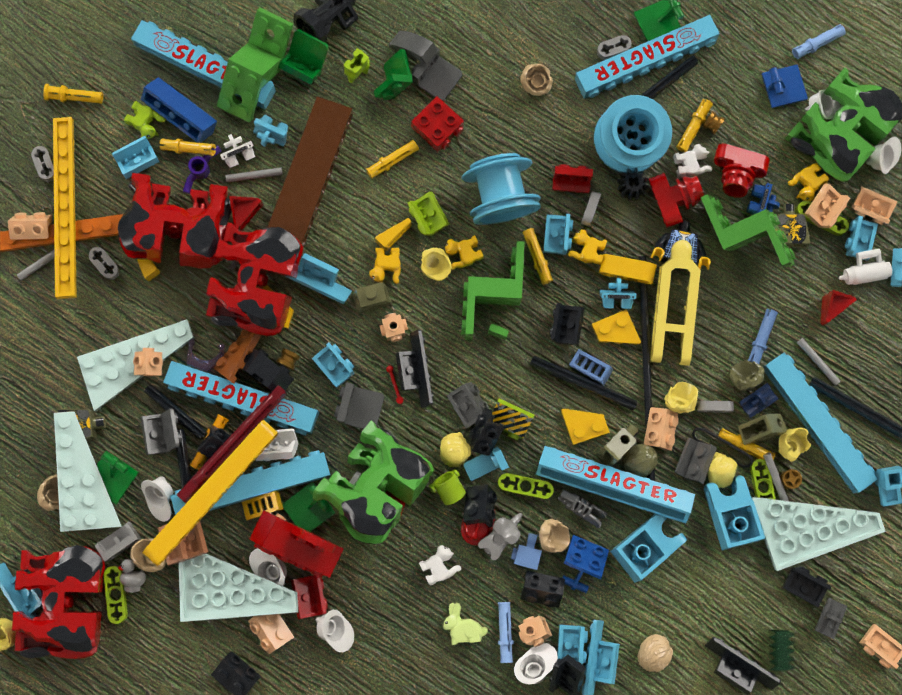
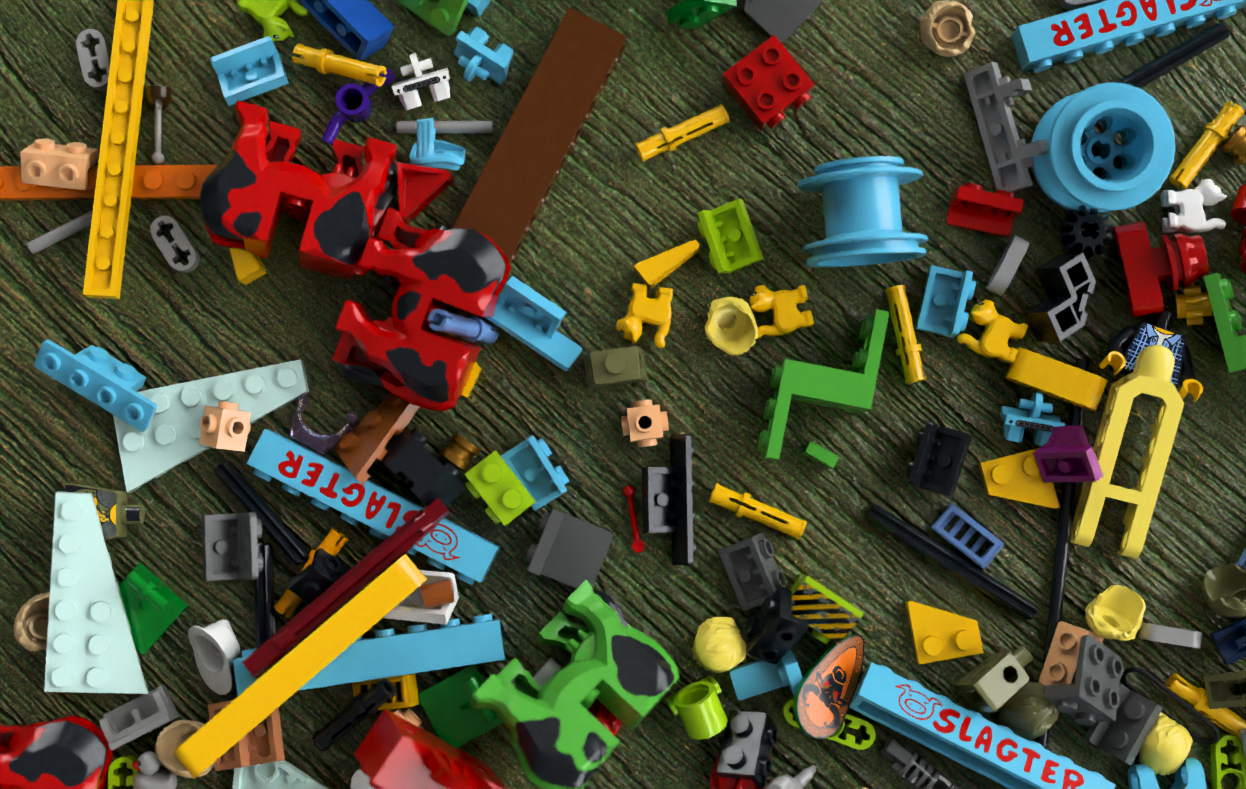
camera: 15 degrees right, 5 degrees up
(69, 347) = (100, 380): none -> medium azure bracket
(84, 181) = (158, 98): none -> hinge
(248, 189) = (434, 152): none -> medium azure piece
(251, 514) = (363, 707): none -> black pin
(284, 286) = (470, 329): none -> medium blue pin
(285, 441) = (437, 594): none -> dark orange hinge
(314, 376) = (499, 489): none -> lime bracket
(466, 369) = (793, 526): none -> yellow pin
(522, 464) = (829, 688): none -> shield
(568, 119) = (991, 102): none -> light grey hinge
(626, 215) = (1067, 285): none -> black brick
(639, 311) = (1068, 457): none -> magenta slope
(674, 440) = (1095, 688): none -> dark grey bracket
(699, 216) = (1193, 305): none -> yellow gear

